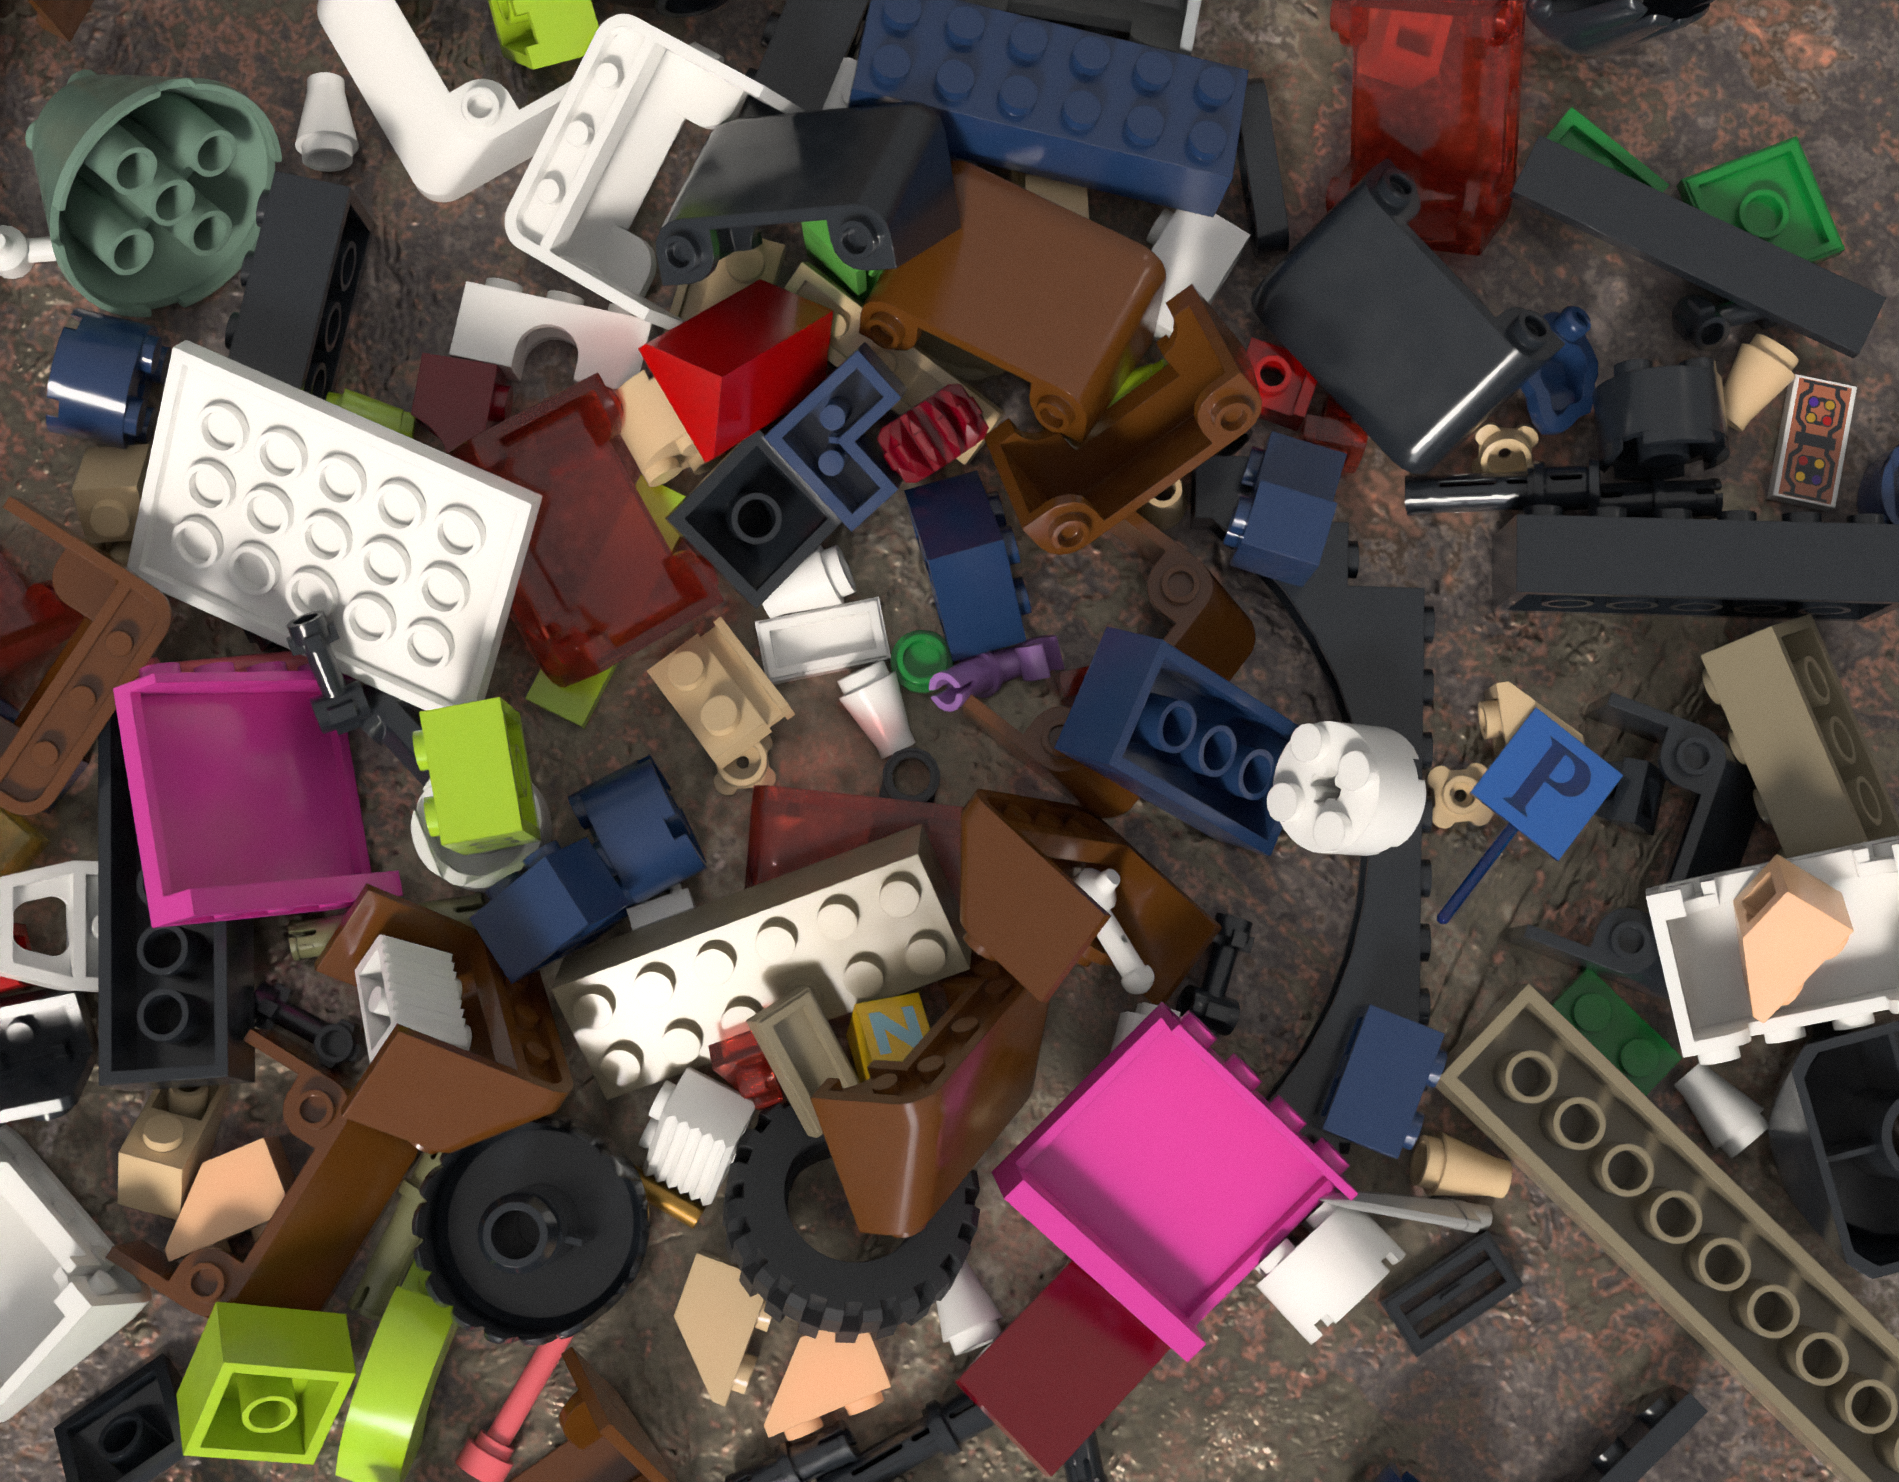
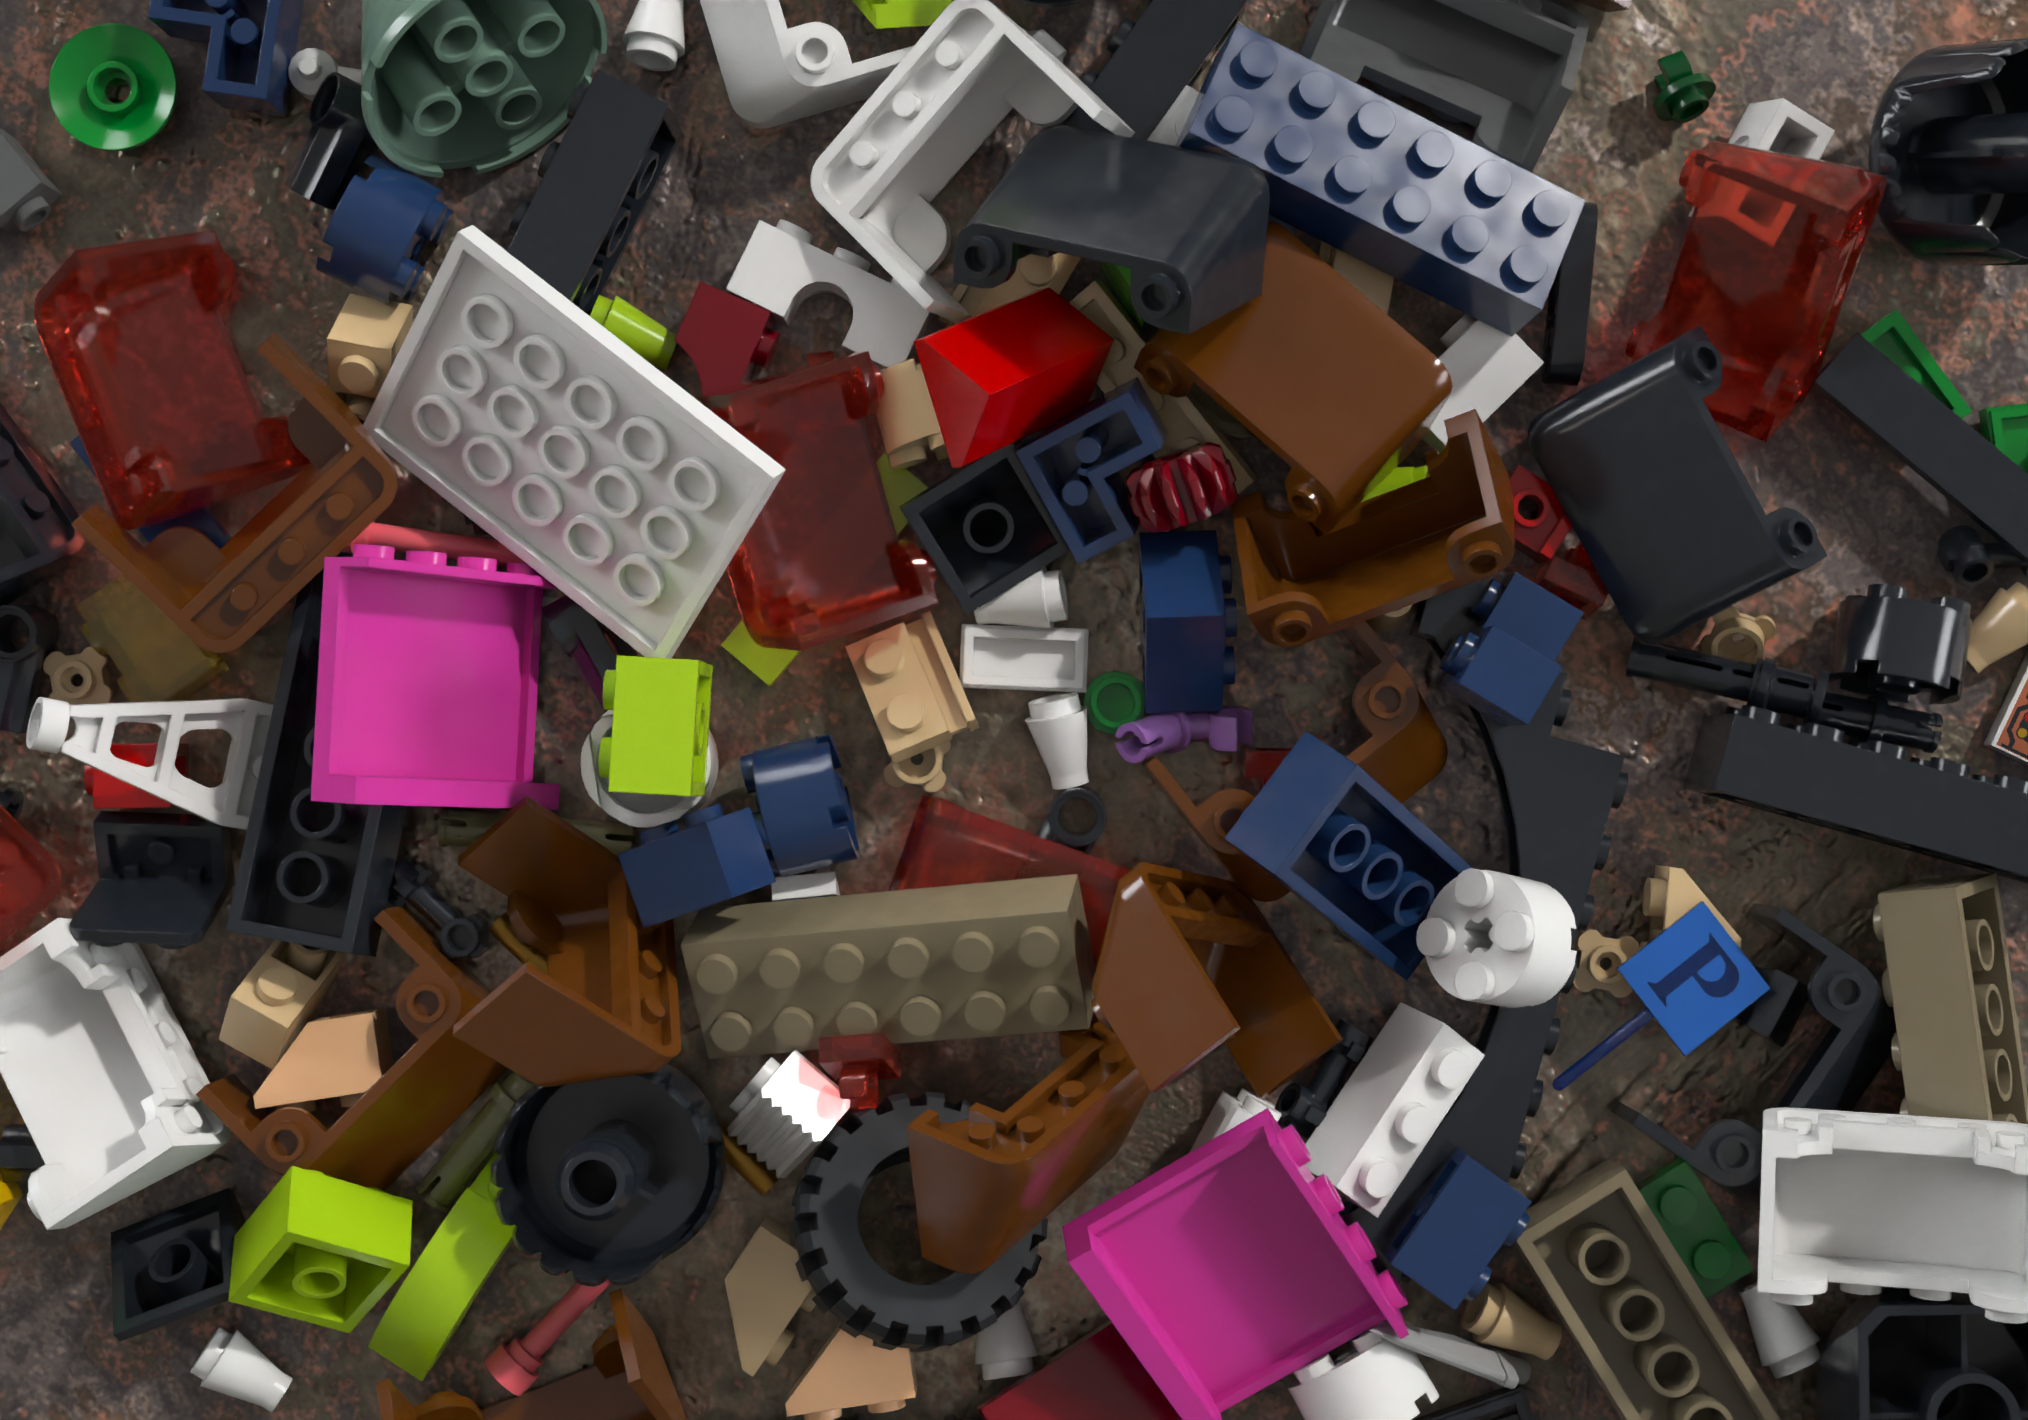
camera: 15 degrees right, 5 degrees up
(39, 307) = (334, 143): none -> black piece
(340, 704) = (540, 612): black bar -> none
(410, 988) = (542, 920): white brick -> none
(801, 1051) = (909, 1071): dark tan tile -> none
(885, 1030) = (993, 1071): yellow brick -> none
(1101, 887) = (1229, 977): white piece -> none
(1287, 981) = (1391, 1107): none -> white brick
(1566, 382) = (1816, 592): dark blue arm -> none
(1785, 932) = (1889, 1194): light nougat slope -> none

